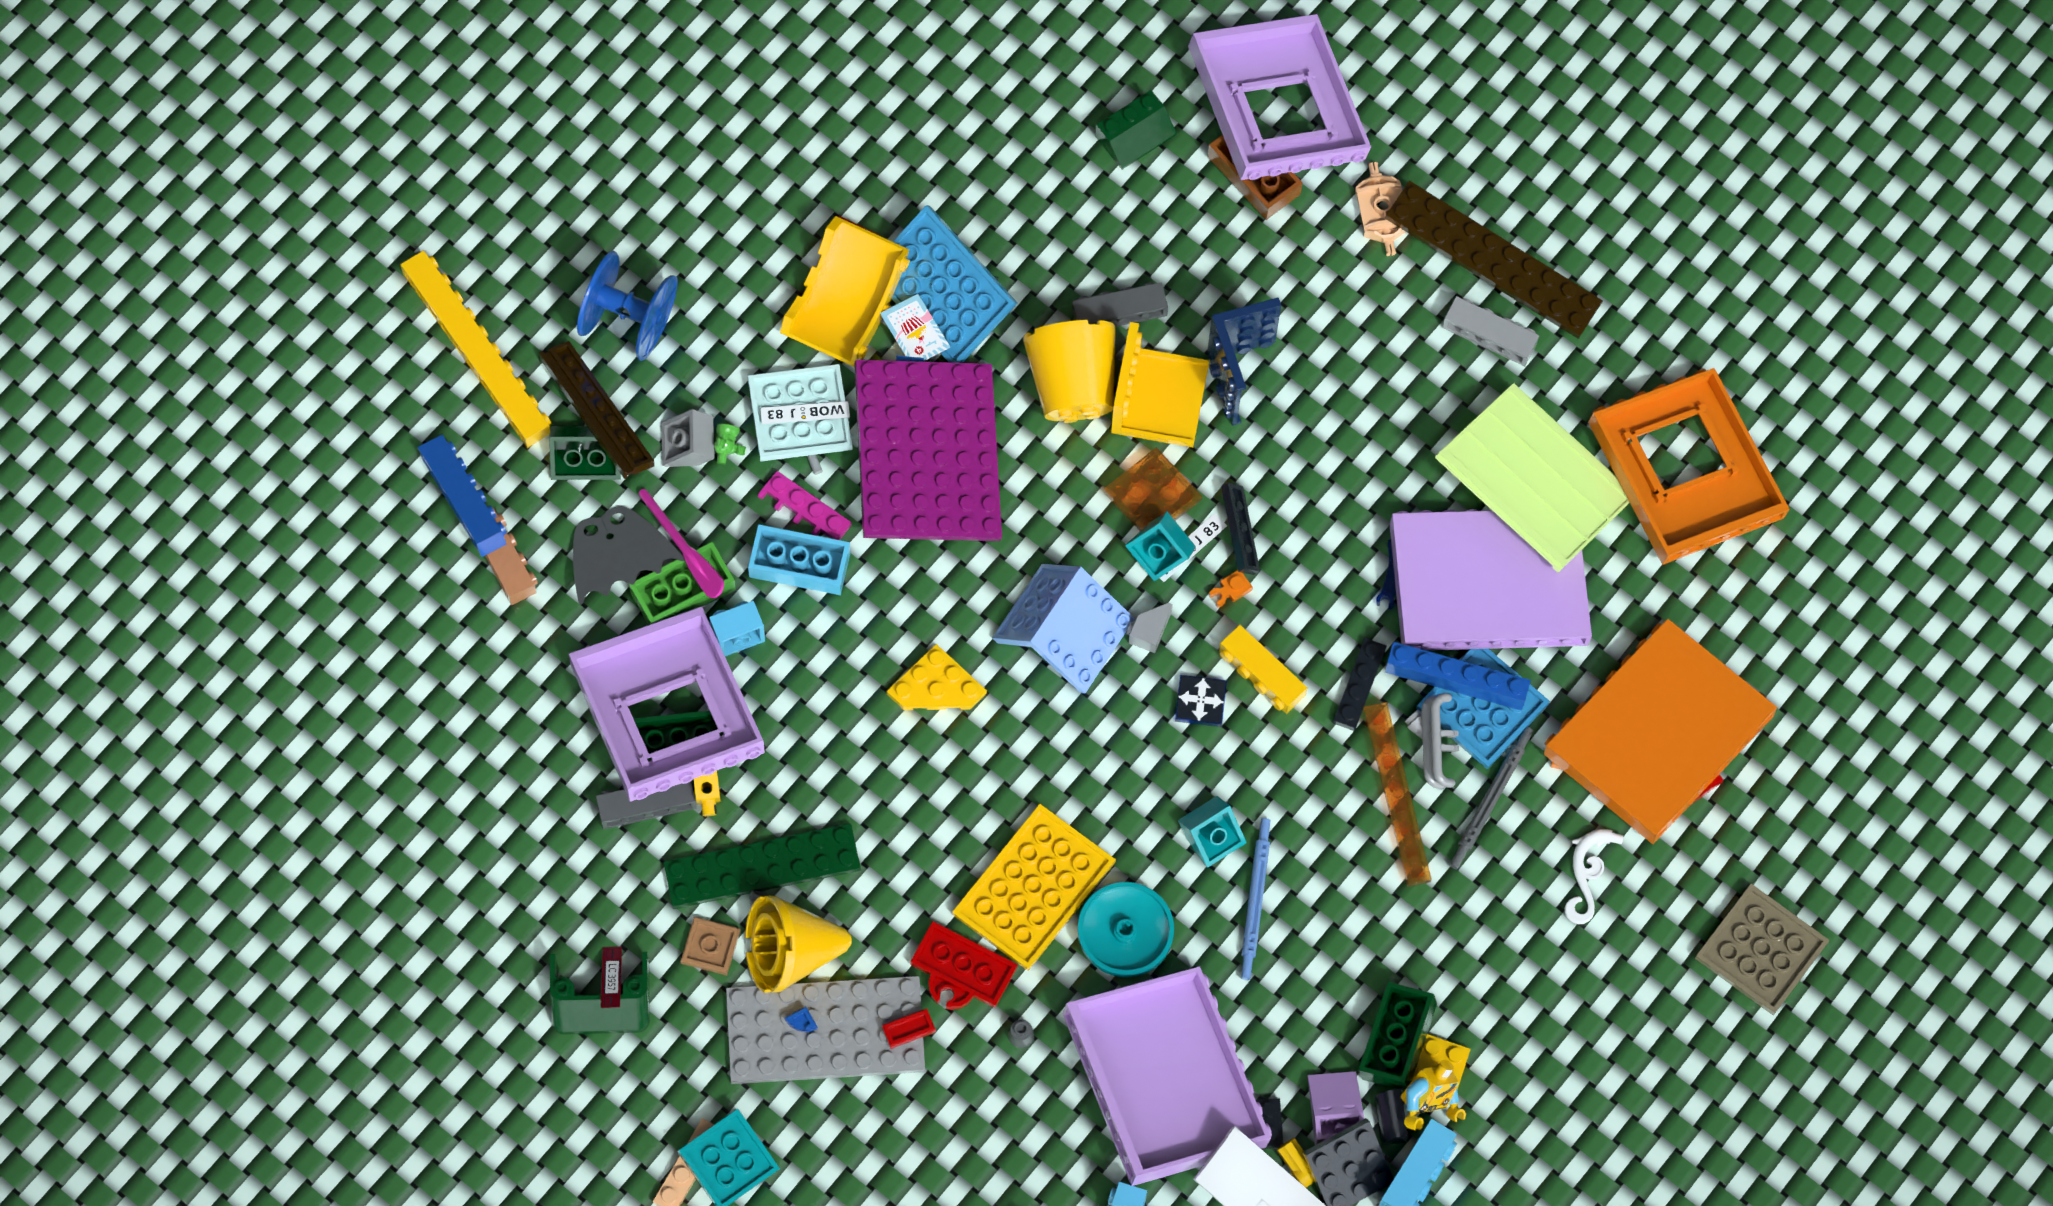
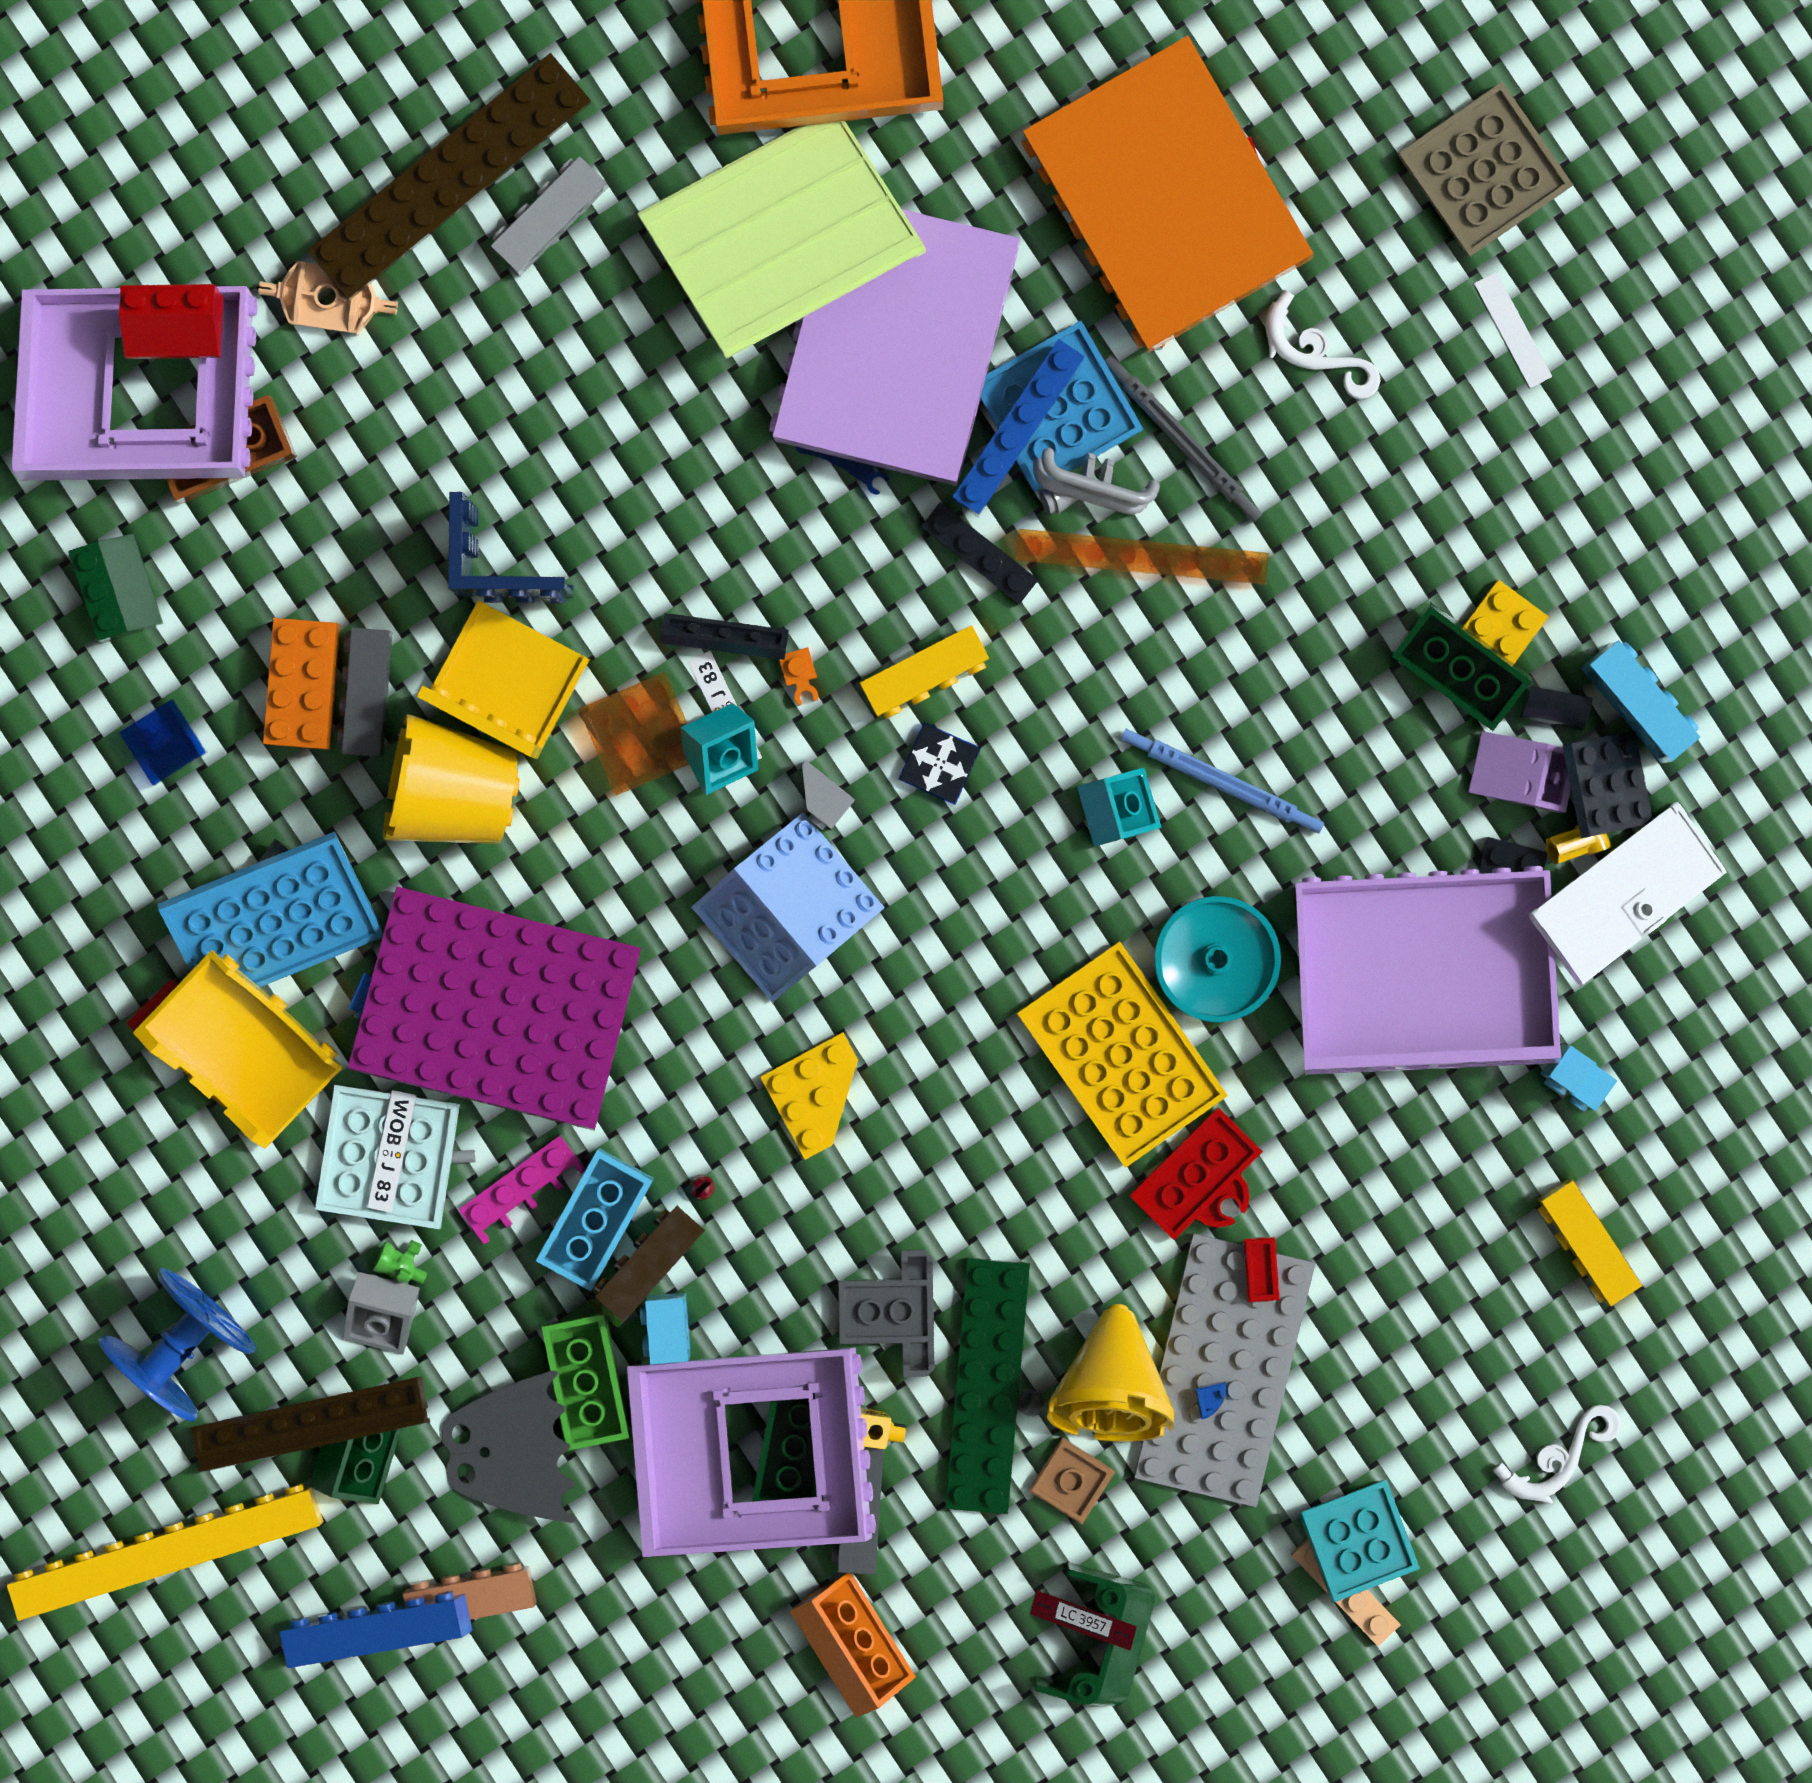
camera: 65 degrees left, 20 degrees up
(545, 826) = (853, 1644): none -> orange slope
(701, 569) = (582, 1355): dark pink piece -> none
(777, 600) = (646, 1266): none -> dark brown brick
(797, 782) = (893, 1312): none -> dark grey piece
(843, 633) = (697, 1182): none -> dark red hinge
(915, 329) = (318, 972): sticker -> none
(1021, 1034) = (1303, 1128): dark grey hat -> none
(1040, 190) = (163, 742): none -> clear blue plate
(1111, 264) = (302, 683): none -> orange brick
(1330, 103) = (171, 321): none -> red slope
(1431, 1091) = (1549, 653): torso -> none
(1654, 1007) = (1513, 330): none -> white sticker

